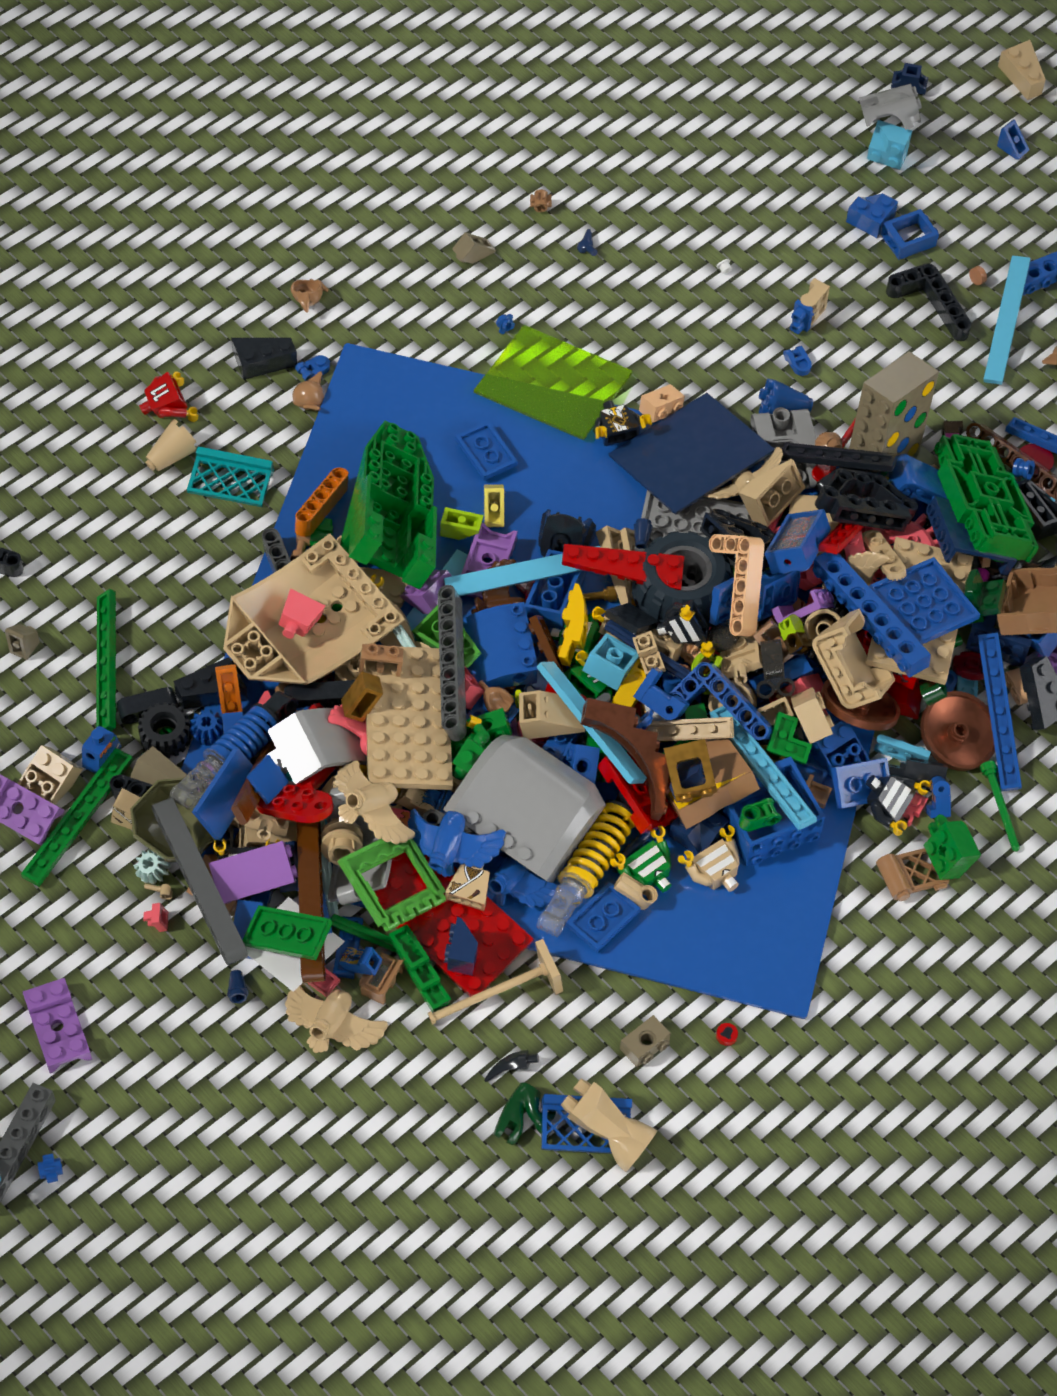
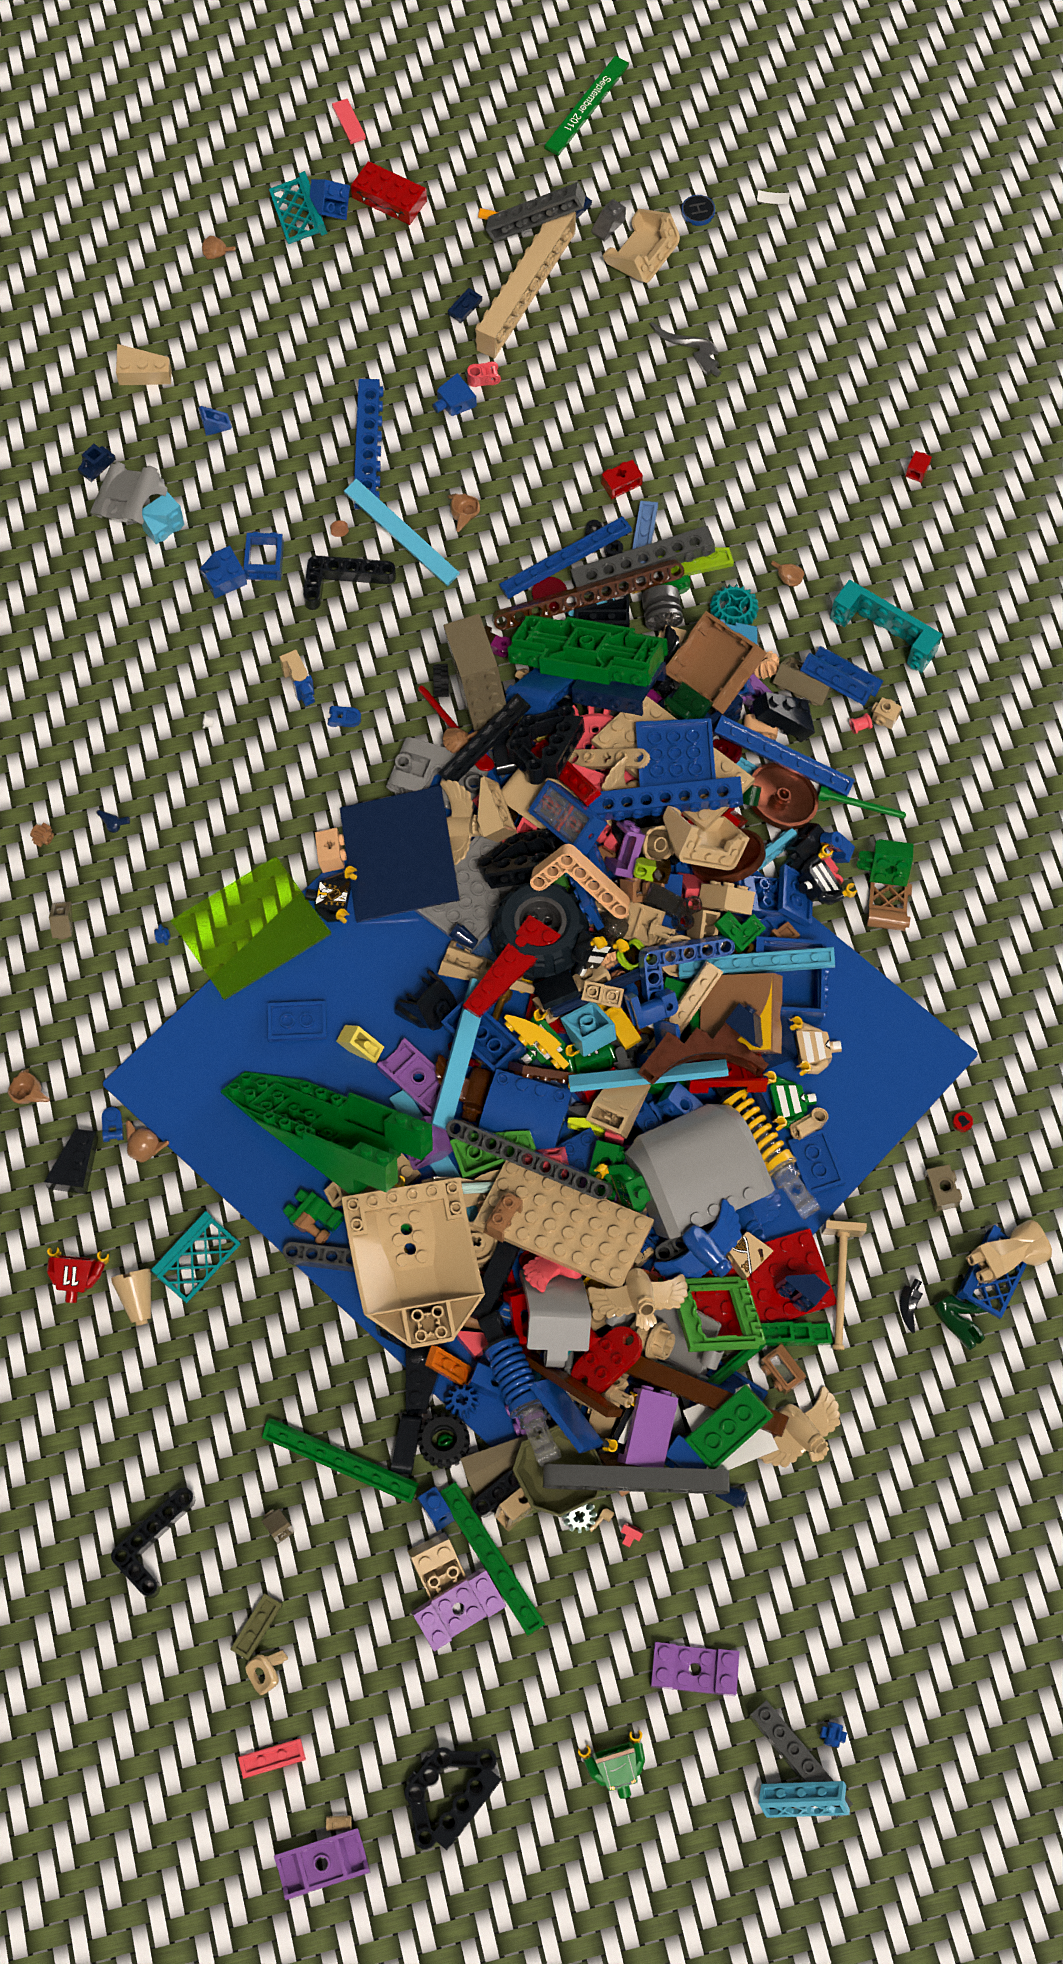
camera: 60 degrees left, 10 degrees up
(267, 779) = (576, 1372): blue piece -> none
(299, 614) = (407, 1265): coral torso -> none
(321, 502) = (284, 1195): orange beam -> none
(358, 960) = (766, 1378): blue leg -> none
(362, 696) = (532, 1251): pearl gold brick -> none
(459, 524) = (370, 1080): lime slope -> none
(496, 698) = (577, 1141): medium nougat piece -> none
(686, 752) = (734, 1015): pearl gold window -> none
(762, 813) = (804, 987): green piece -> none
(779, 395) = (381, 753): blue cone -> none
(1023, 468) = (567, 606): blue wheel -> none

